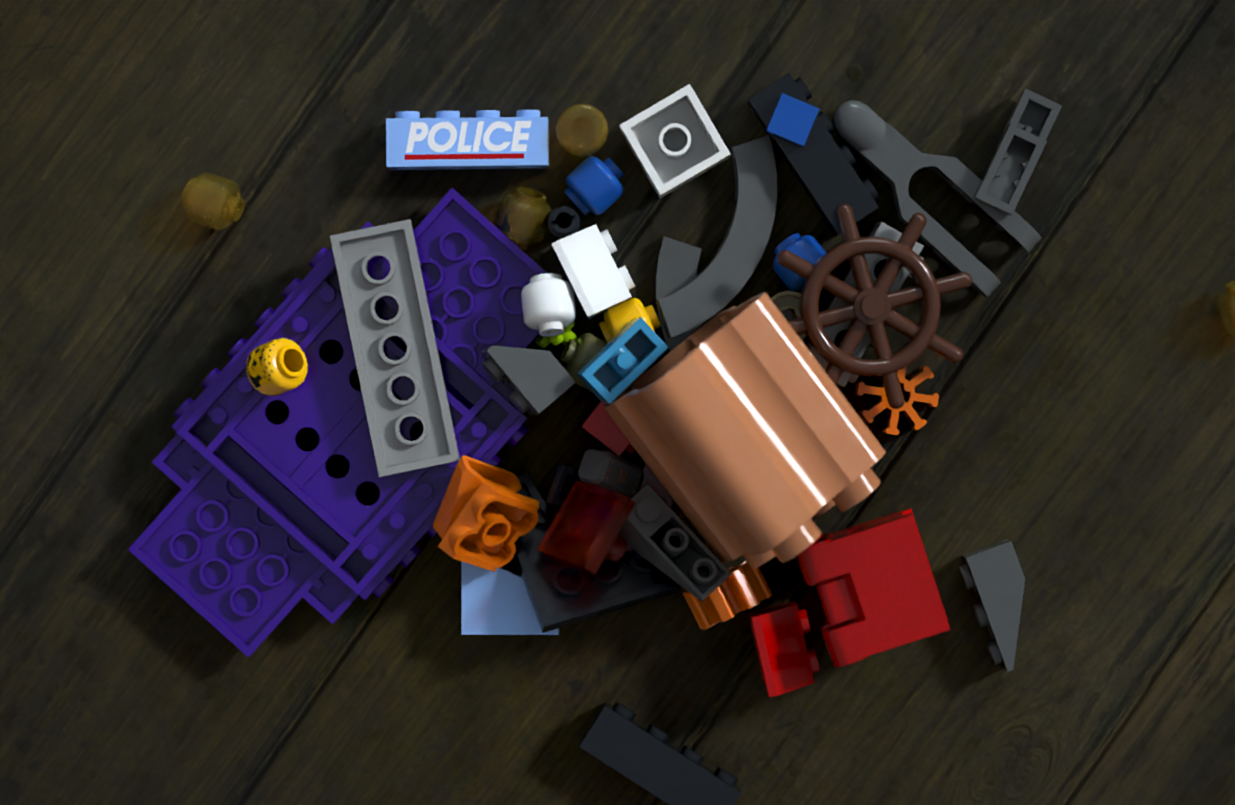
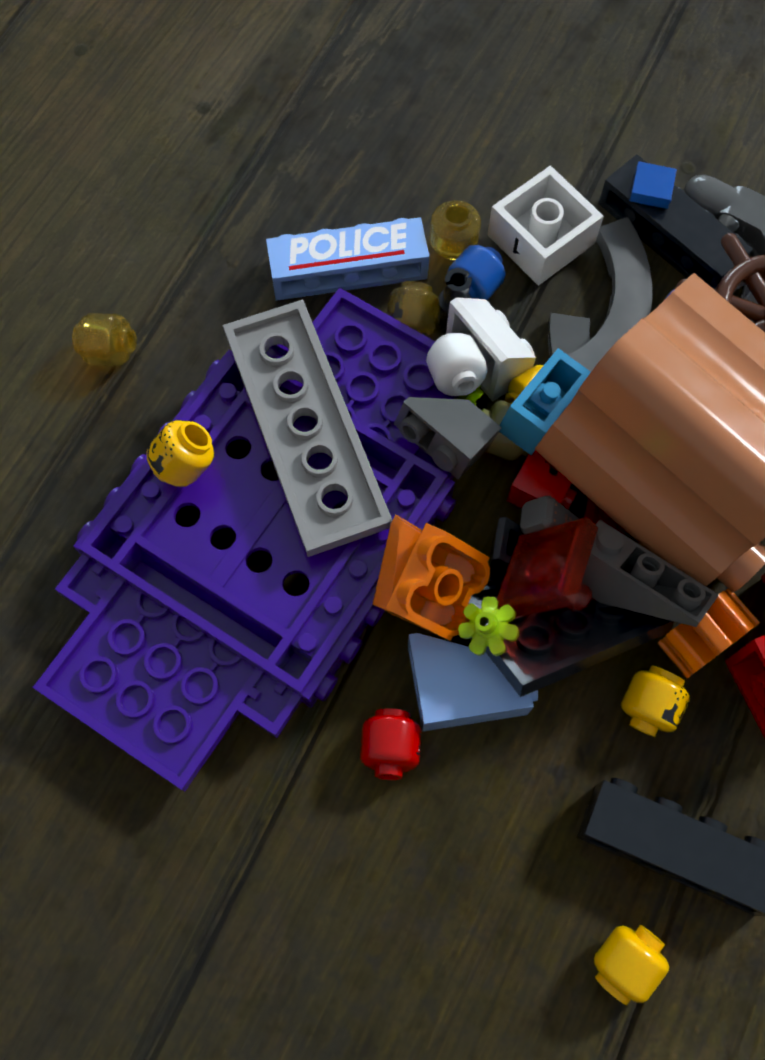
camera: 15 degrees left, 20 degrees down
(432, 642) = (390, 743): none -> red head
(527, 568) = (492, 634): none -> lime plant
(669, 642) = (655, 701): none -> yellow head

